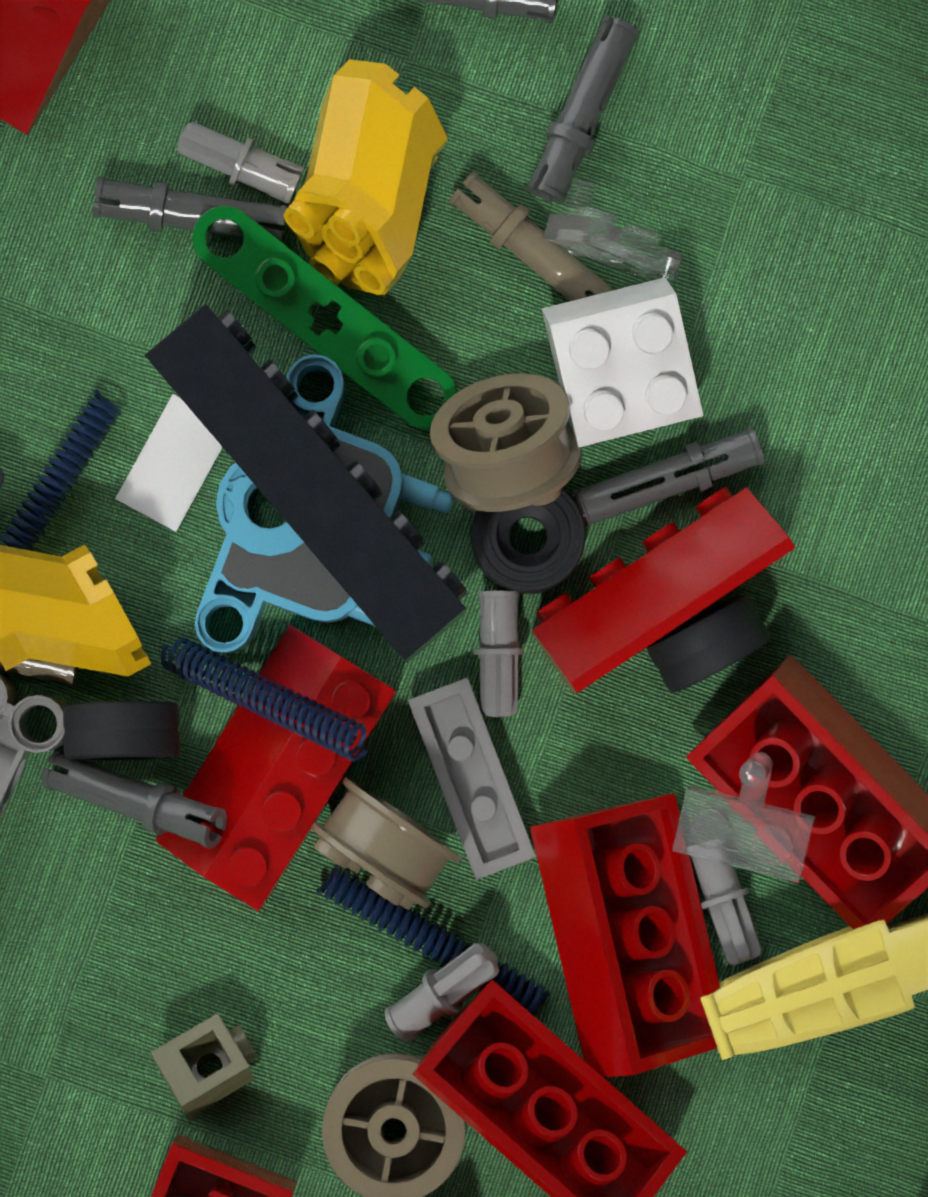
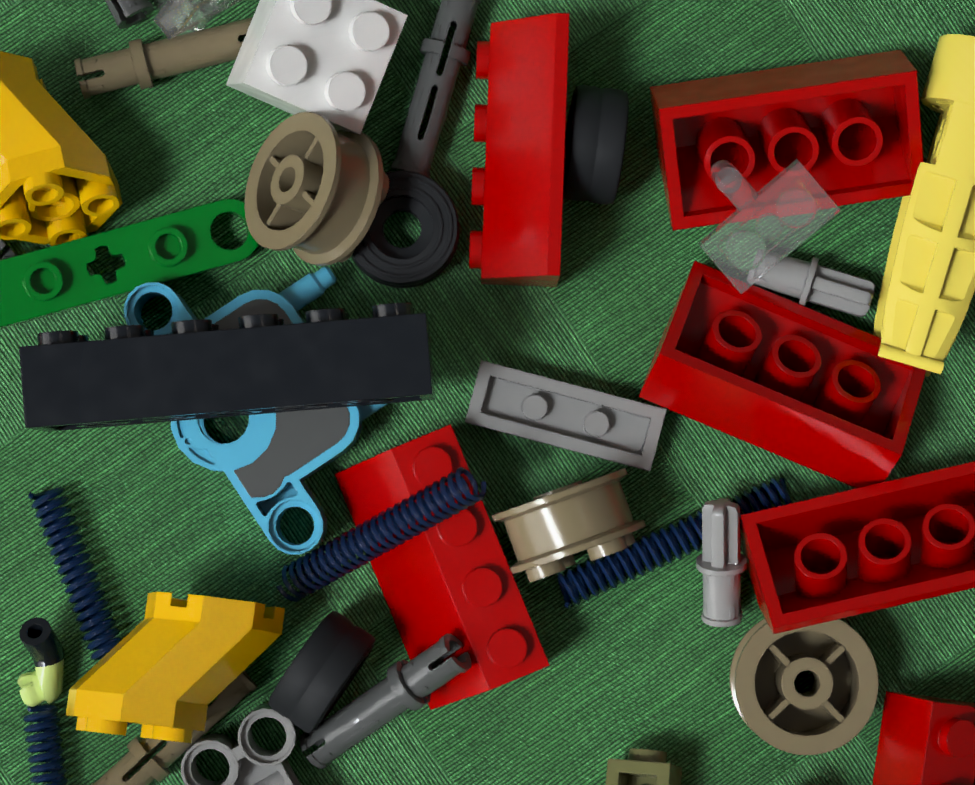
camera: 55 degrees left, 0 degrees up
(170, 466) = (135, 477): white sticker -> none
(498, 653) = (479, 320): light grey axle -> none

